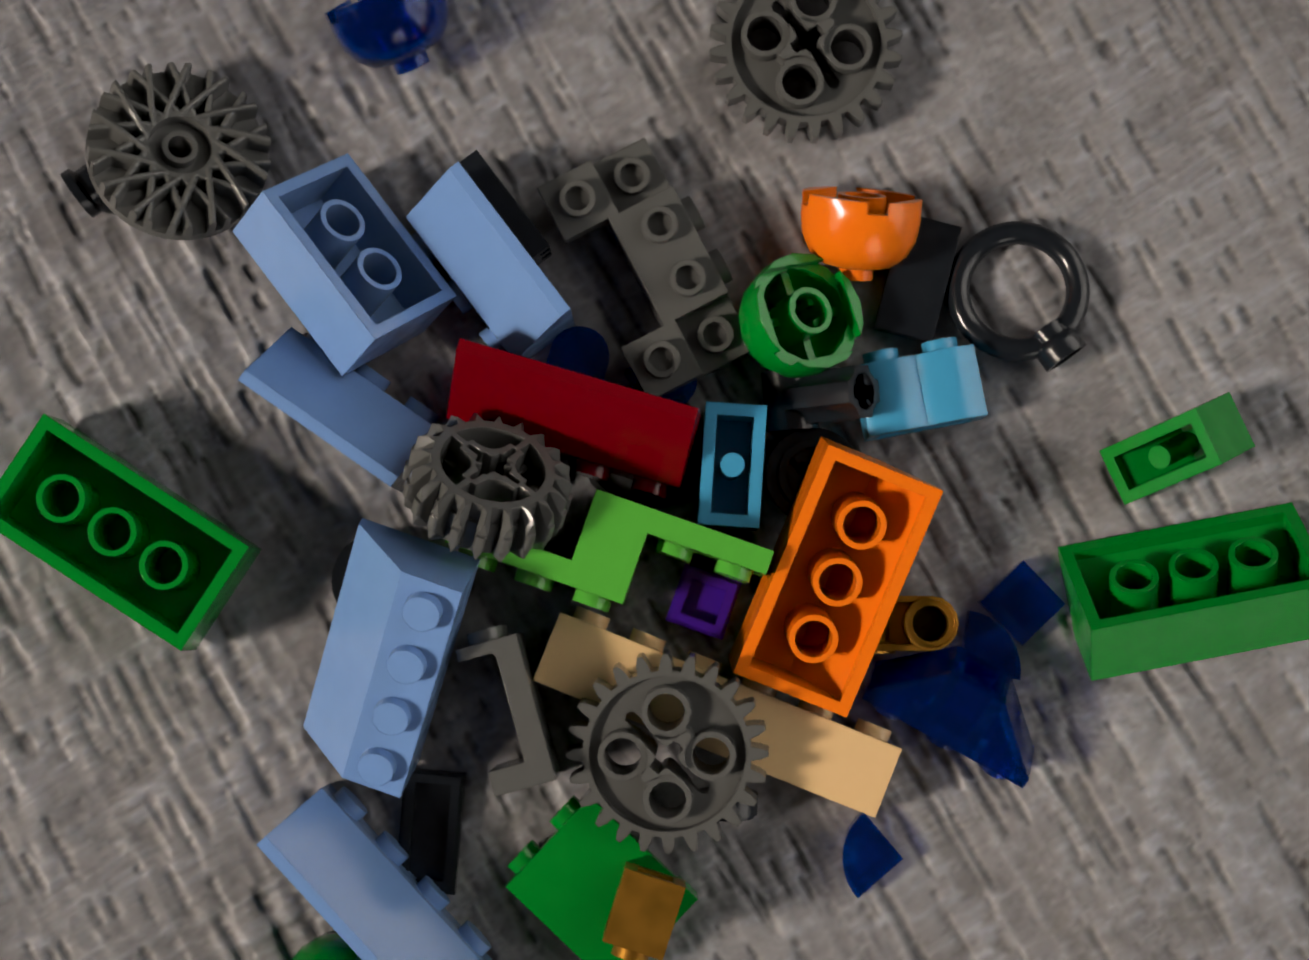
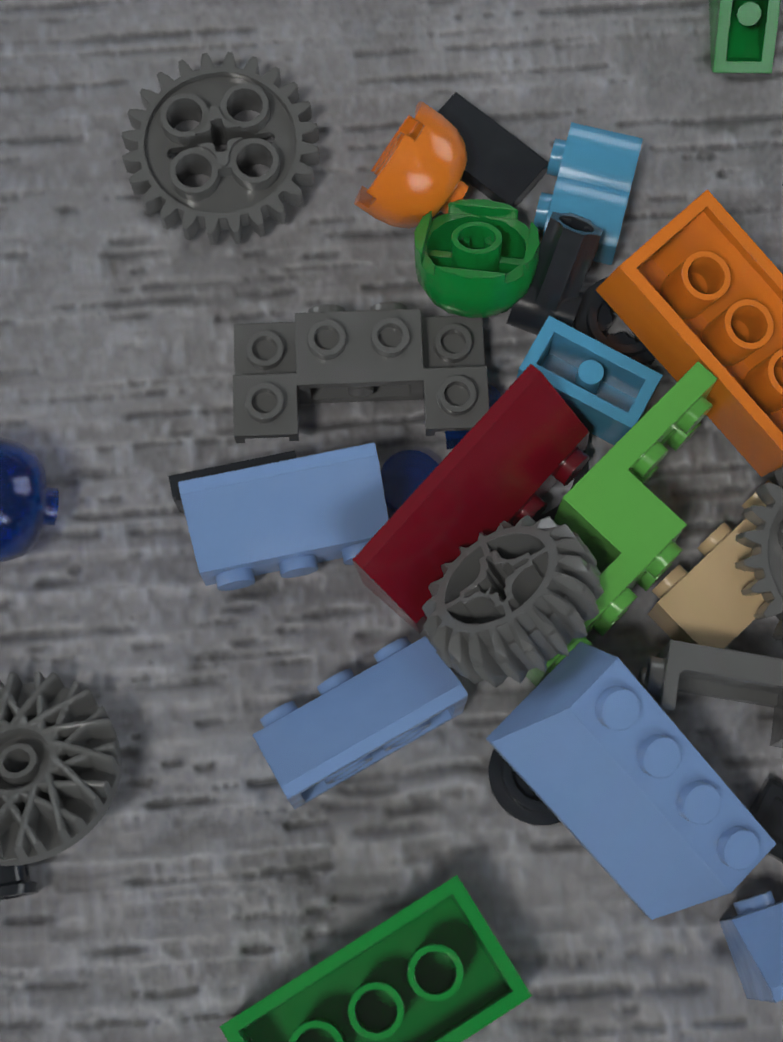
camera: 65 degrees left, 10 degrees down
(343, 263) = (214, 652): medium blue brick -> none
(703, 601) = (697, 476): dark purple tile -> none
(1057, 339) = (598, 60): black piece -> none

